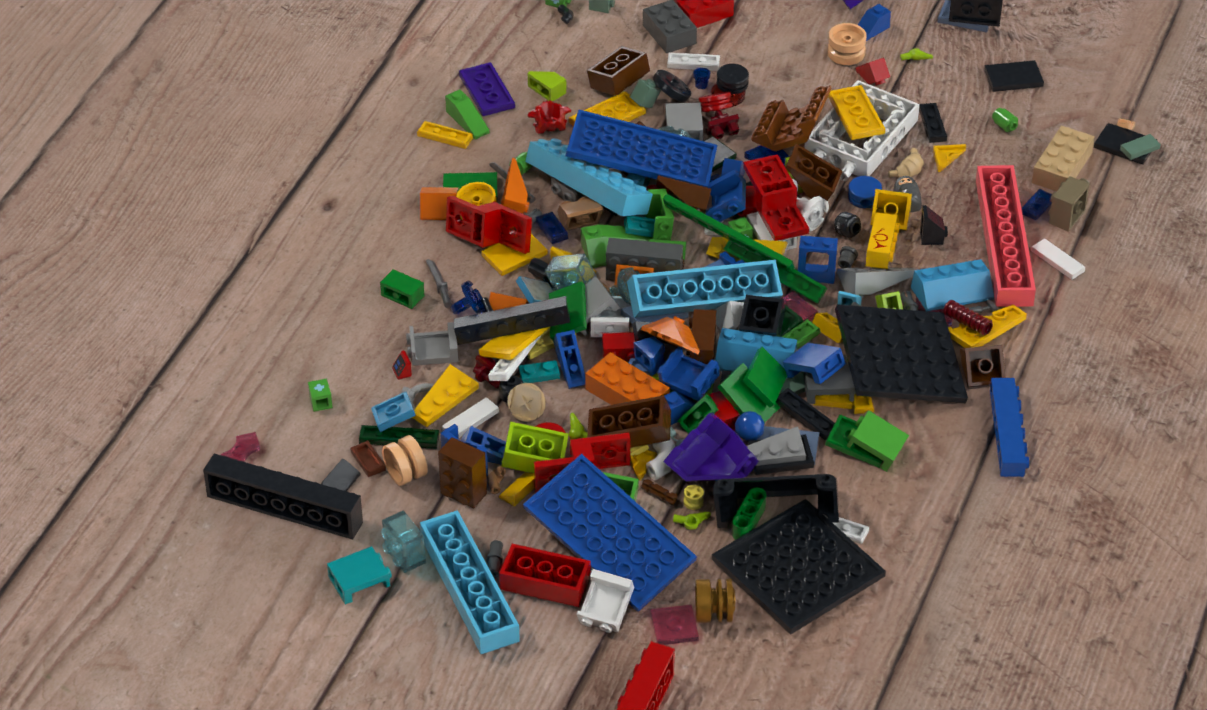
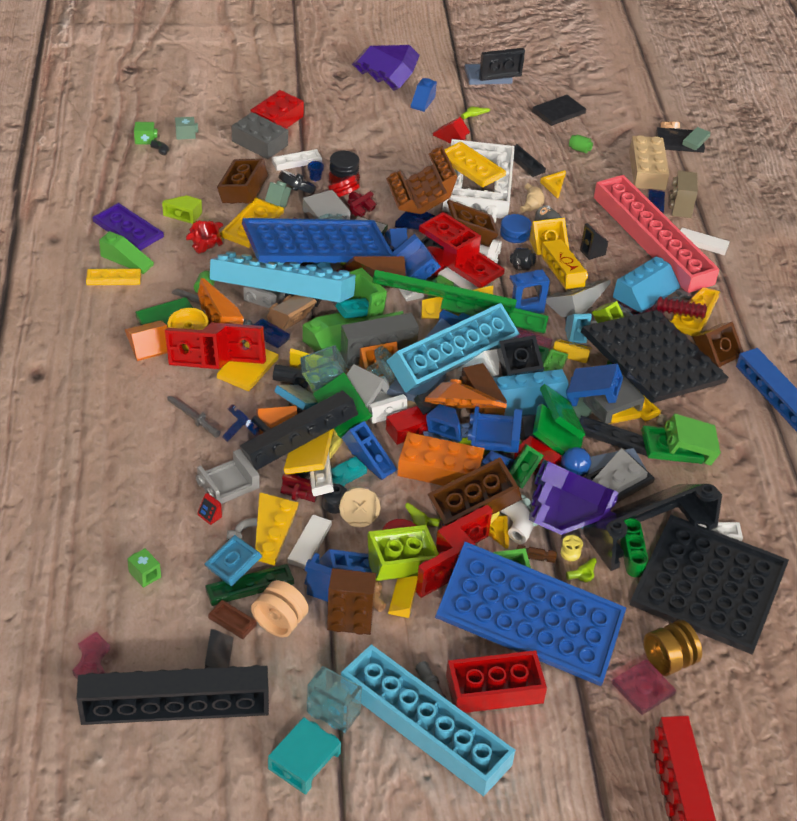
camera: 30 degrees left, 0 degrees up
(402, 289) = (163, 432): green brick -> none
(606, 601) = (571, 688): white panel -> none
(847, 44) = (417, 115): light nougat wheel -> none

